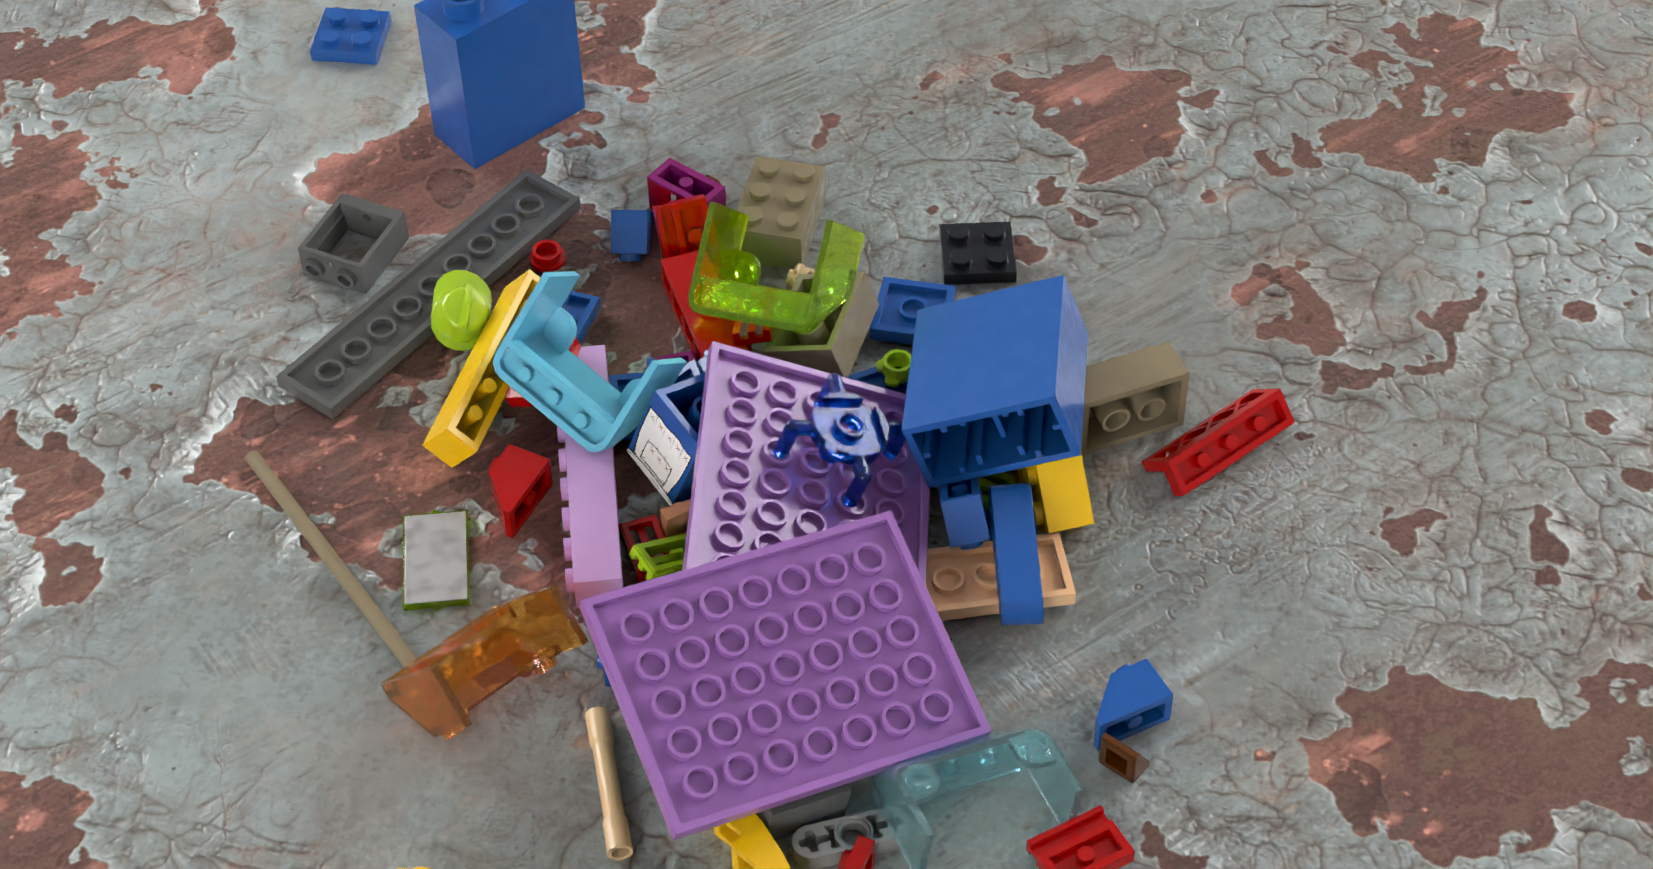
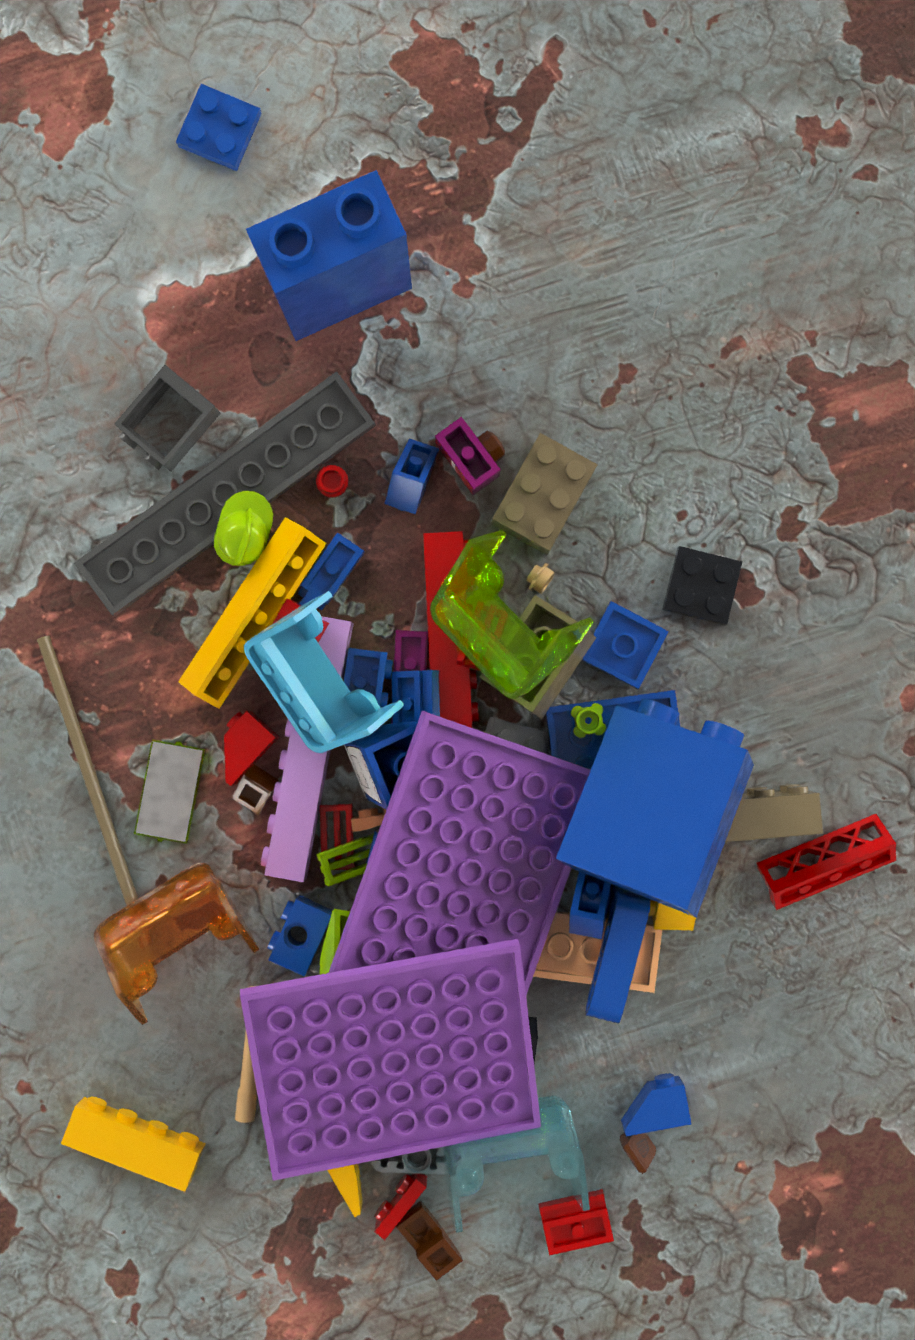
camera: 15 degrees right, 40 degrees up
(537, 532) = (255, 789): none -> reddish brown slope
(680, 225) = (453, 508): red plate -> none
(835, 444) = (494, 833): clear blue plate -> none

